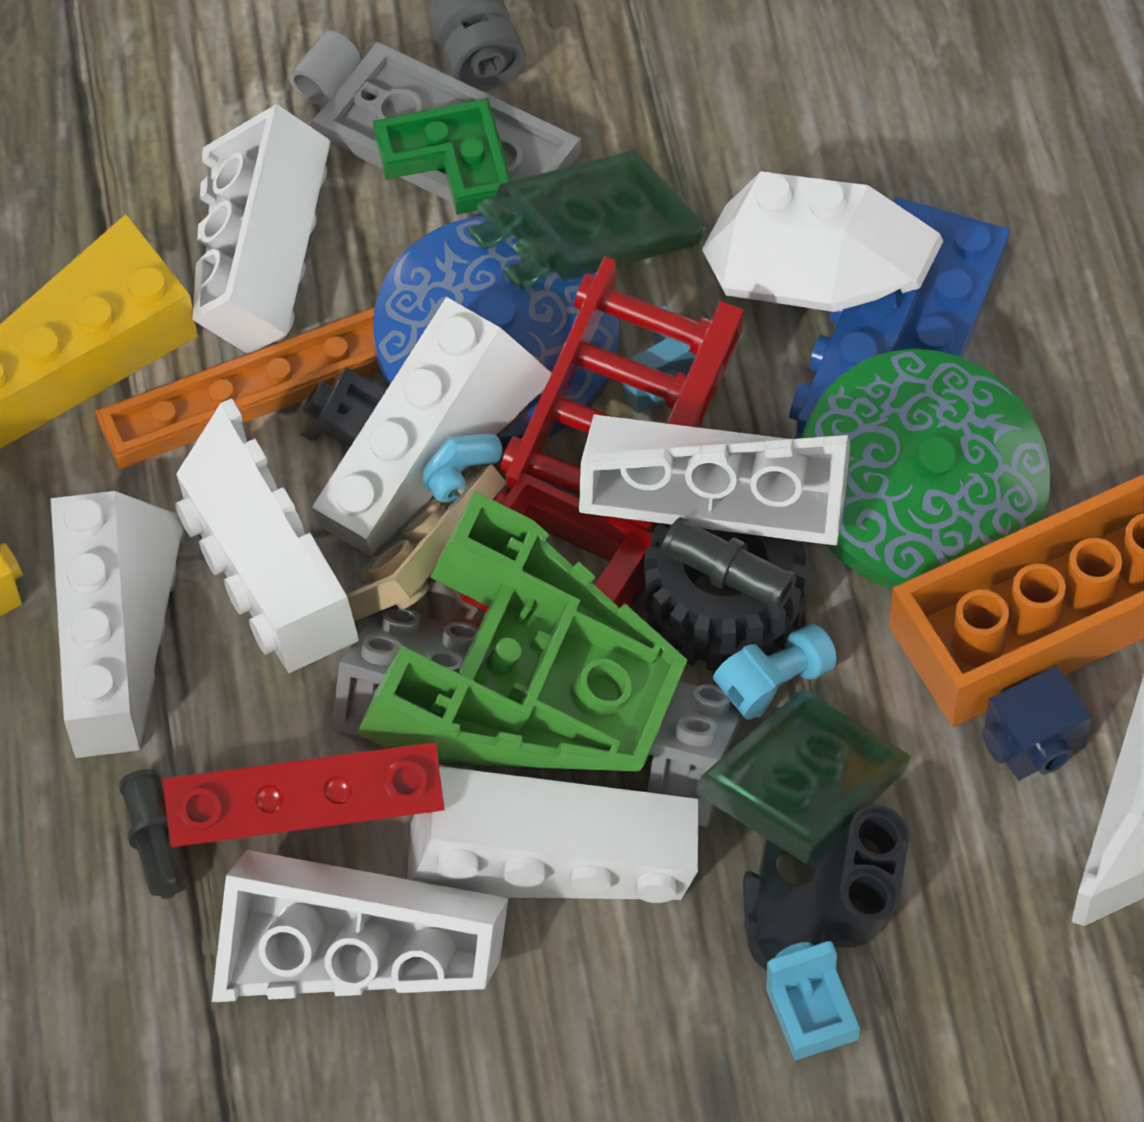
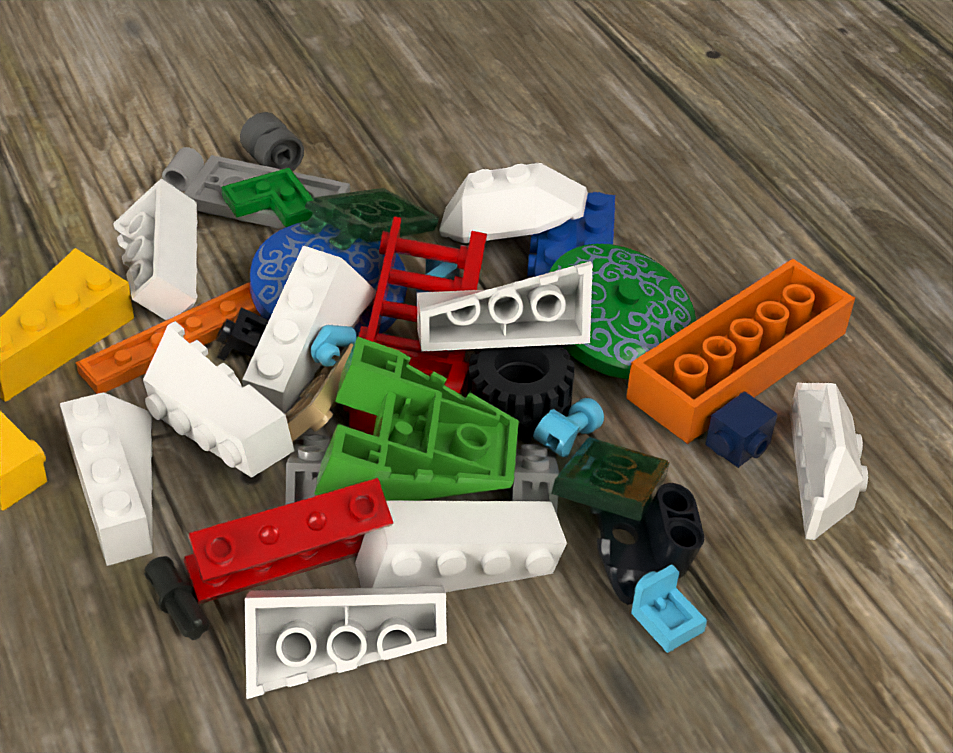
camera: 20 degrees left, 15 degrees down
(729, 564) = (527, 361): pearl dark grey pin -> none

